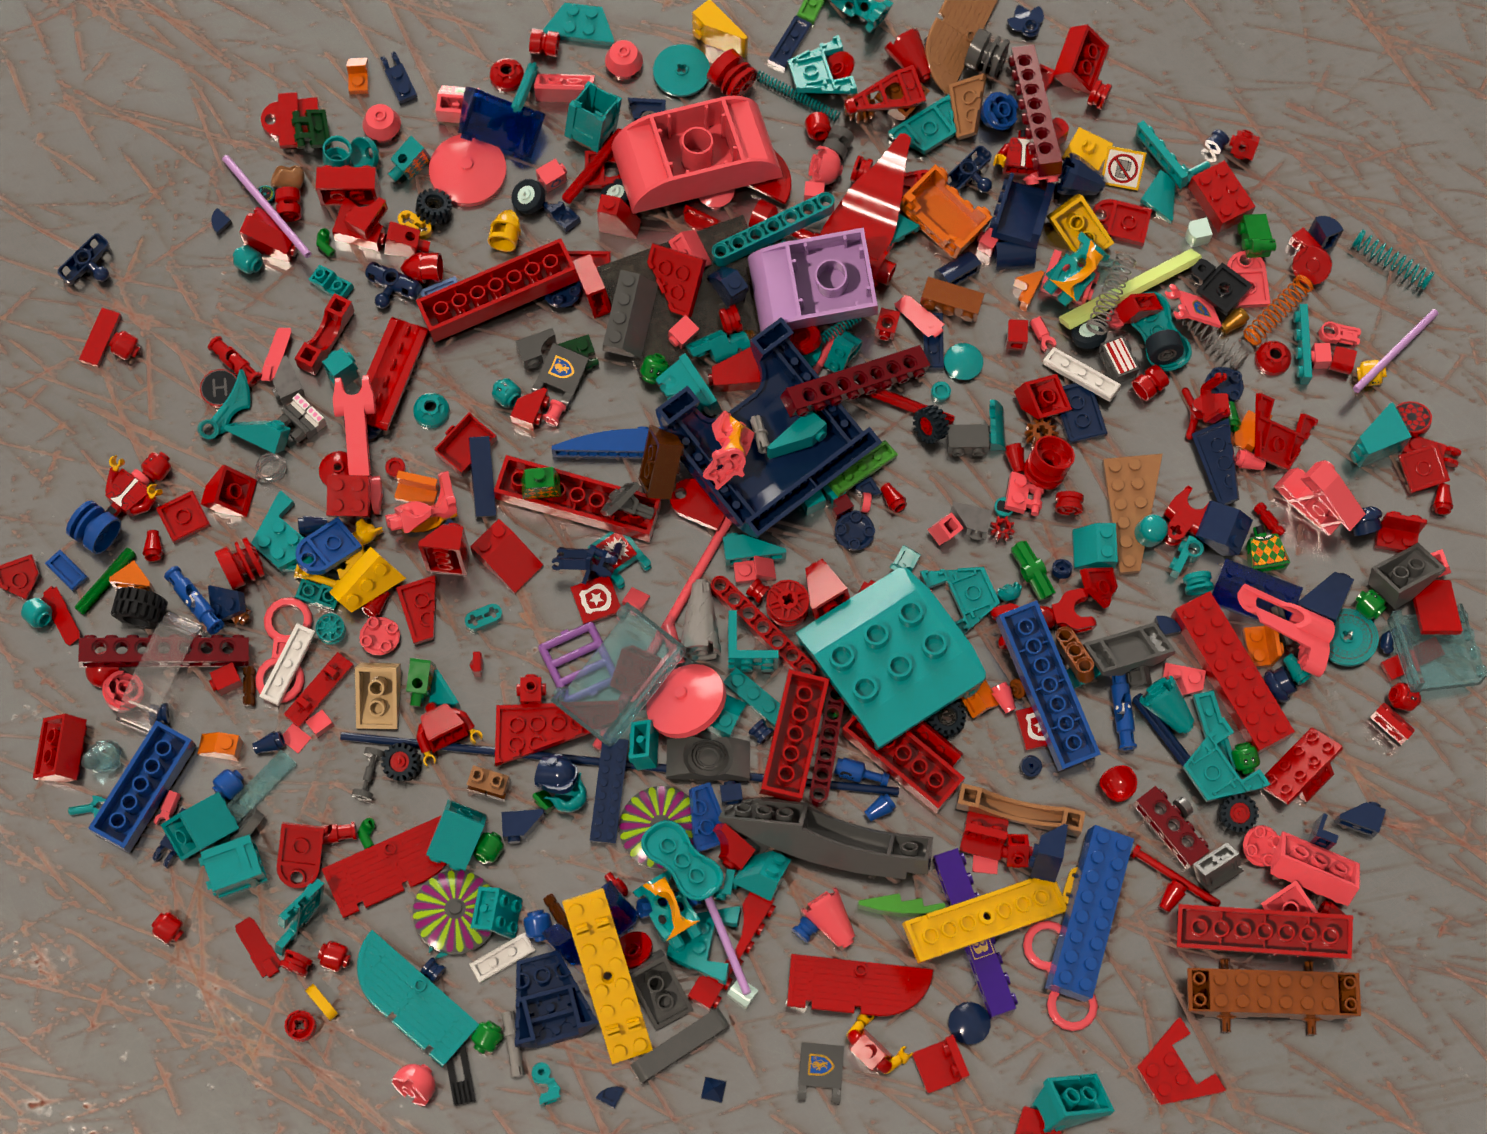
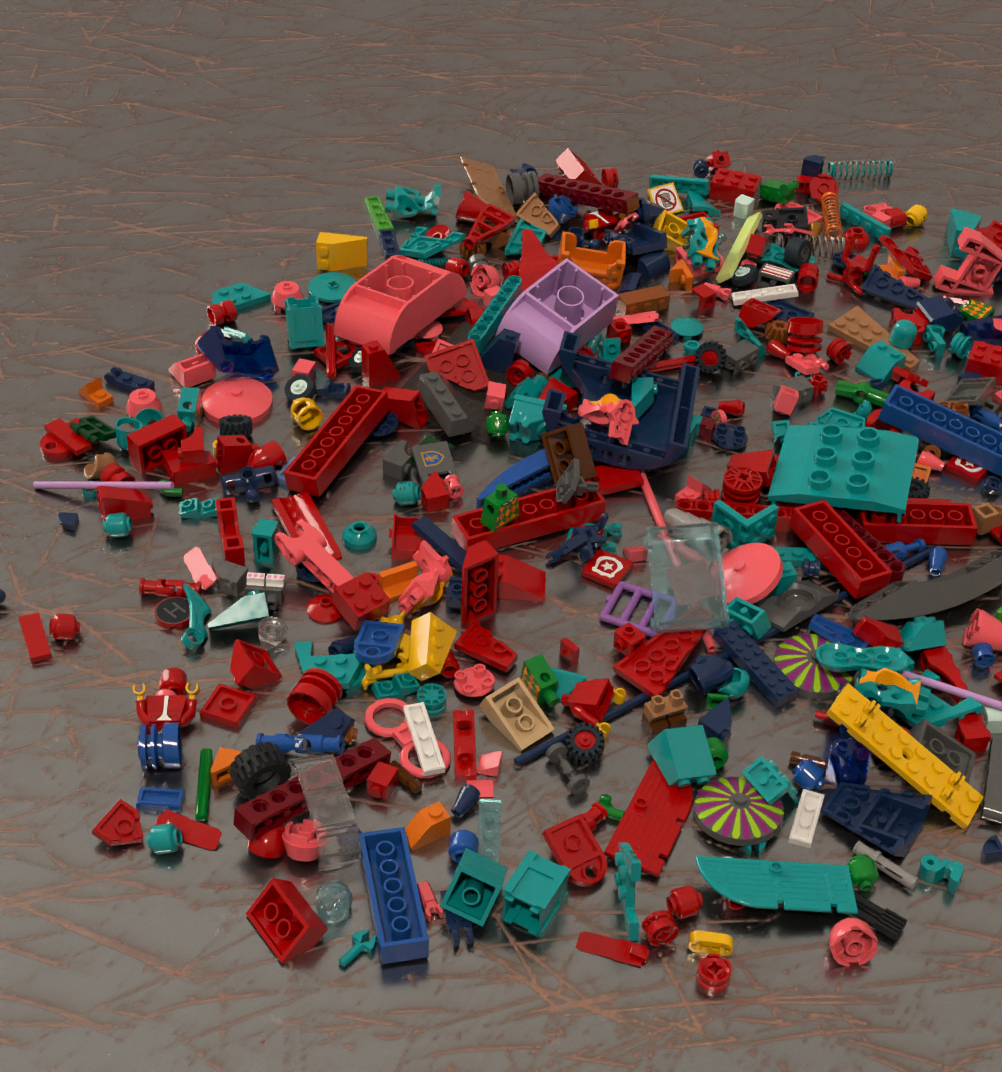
camera: 40 degrees left, 30 degrees down
(152, 547) = (224, 736): red cone -> none
(167, 927) = (524, 982): red head -> none
(248, 824) = (510, 858): dark grey beam -> none
(433, 970) = (771, 855): dark blue wheel -> none
(482, 613) = (543, 626): teal beam -> none
(560, 87) = (271, 326): coral slope -> none
(731, 793) = (837, 611): dark blue plate -> none
(732, 74) = (367, 262): red wheel -> none
(744, 548) = (675, 480): teal slope -> none
(863, 468) = (699, 402): bright green tile -> none
(986, 242) = (631, 265): coral plate -> none
(1127, 265) = (731, 247): light grey piece -> none
(1395, 351) = (923, 211): lavender piece -> none

